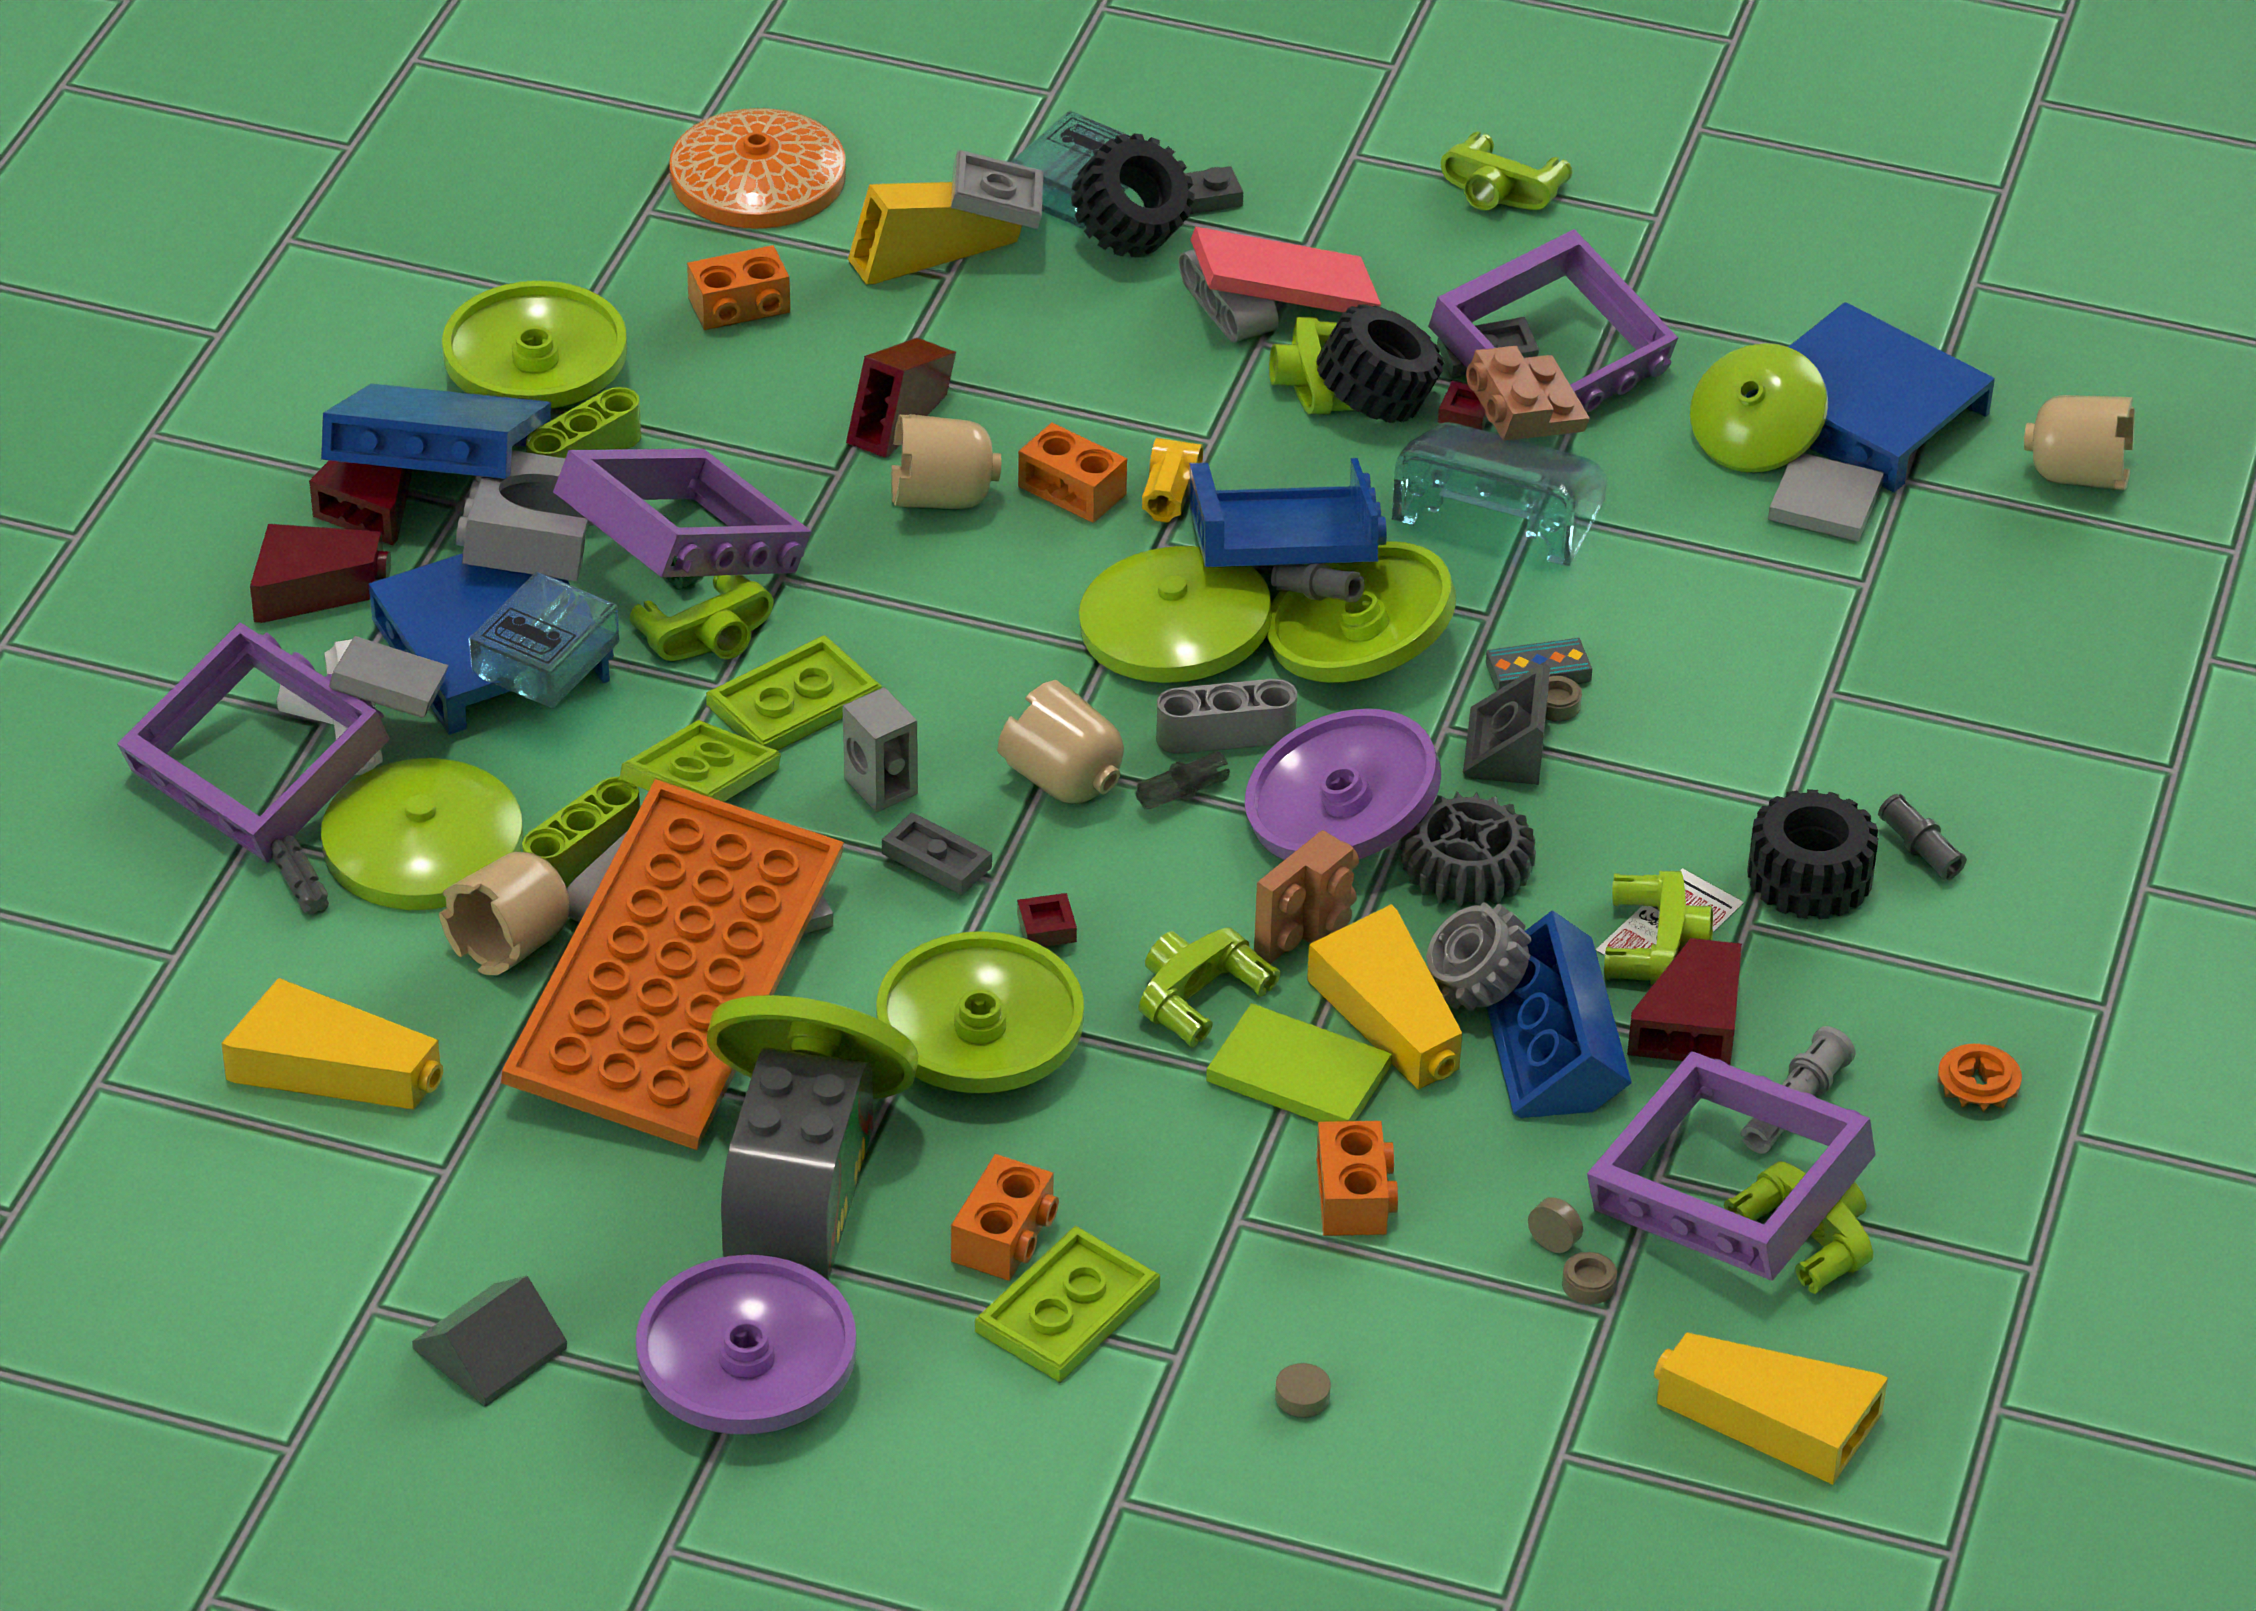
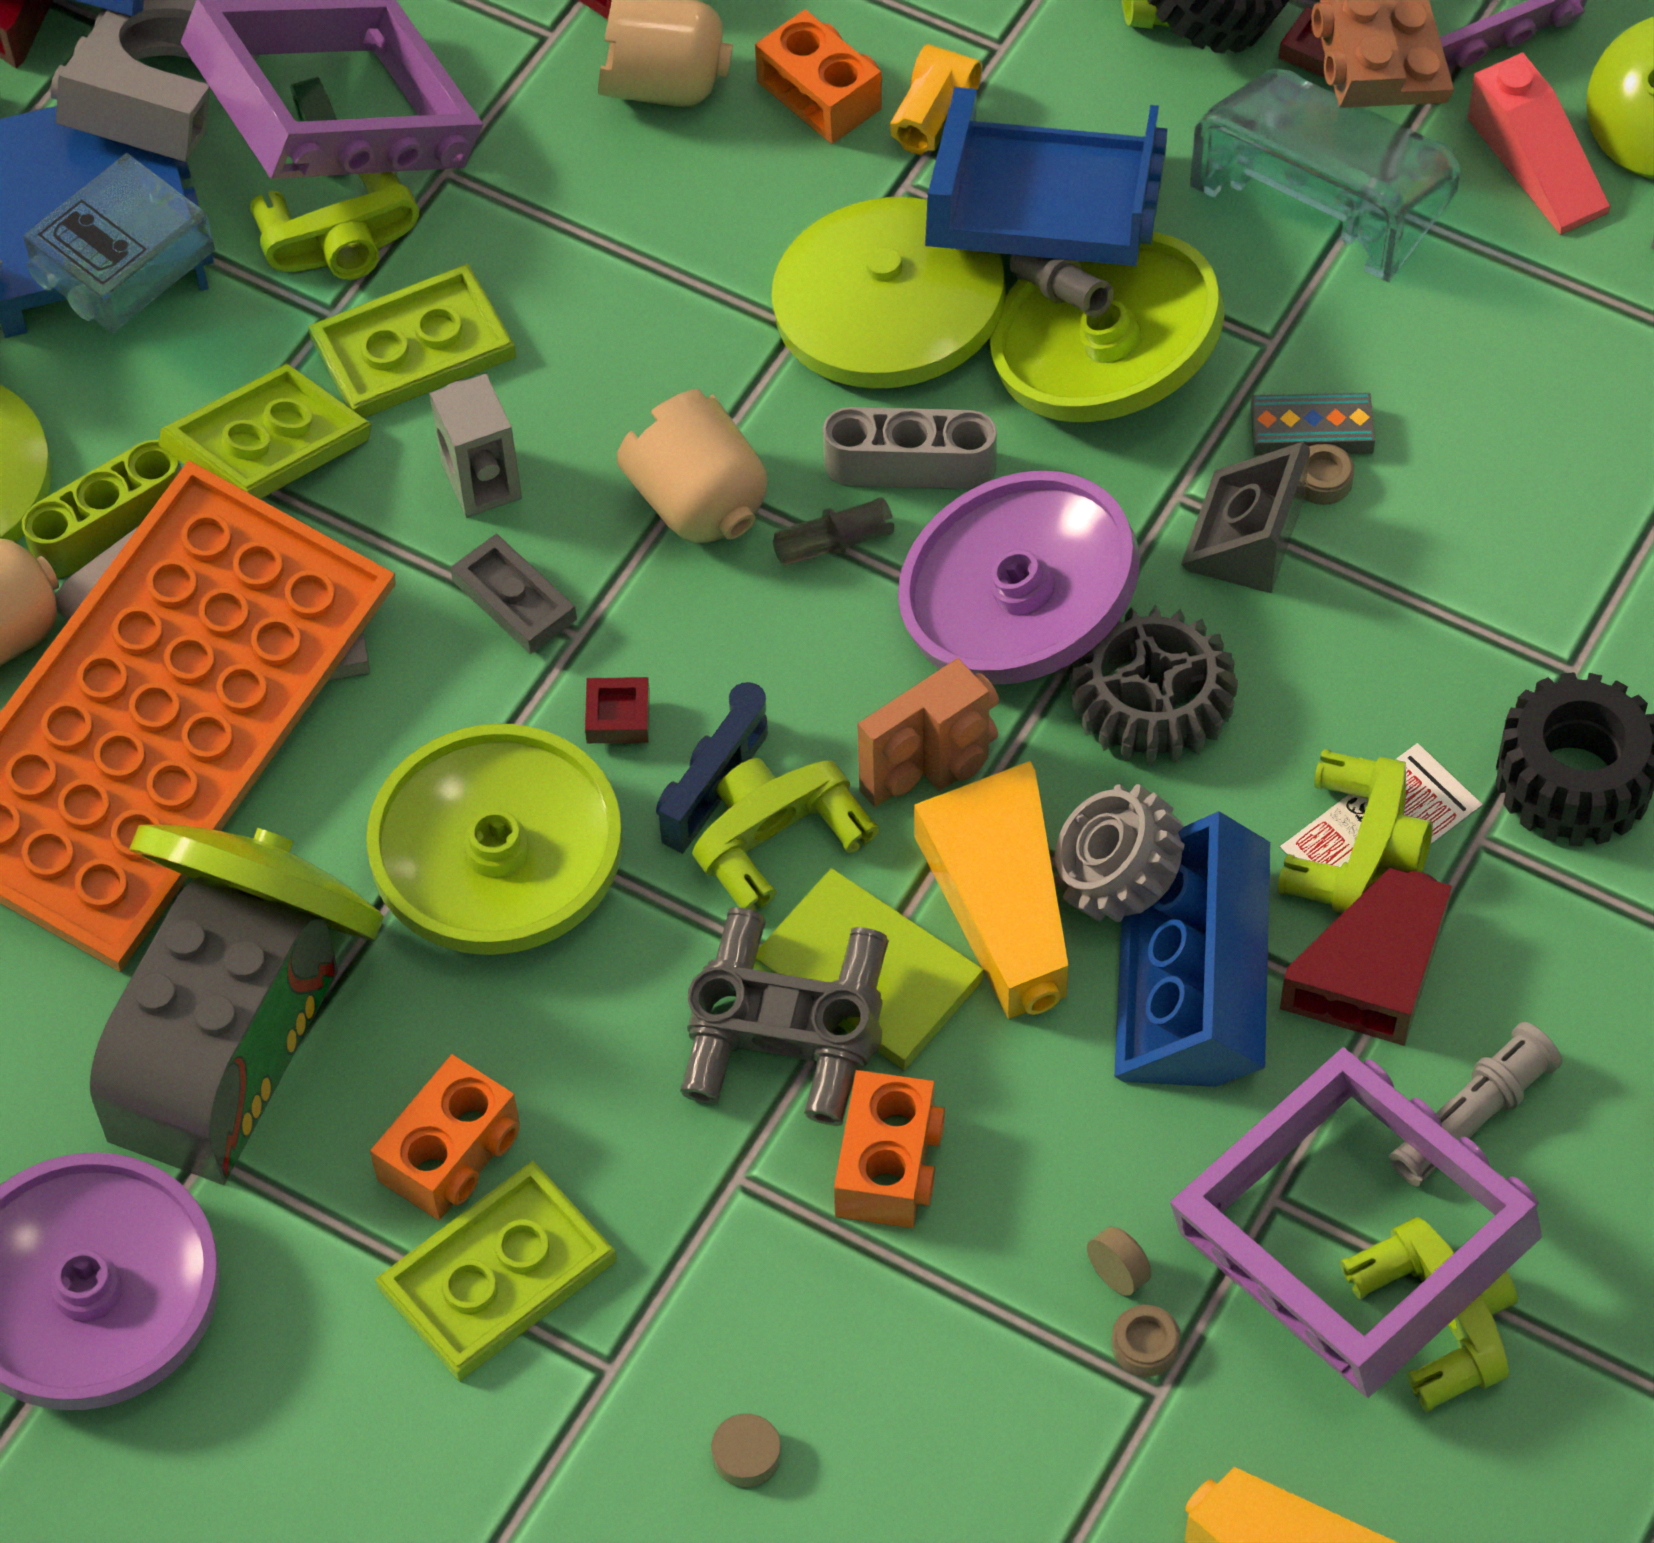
camera: 15 degrees right, 15 degrees up
(1127, 971) = (689, 804): none -> dark blue plate
(1248, 1098) = (785, 1016): none -> dark grey piece
(1658, 452) = (1535, 142): none -> coral slope

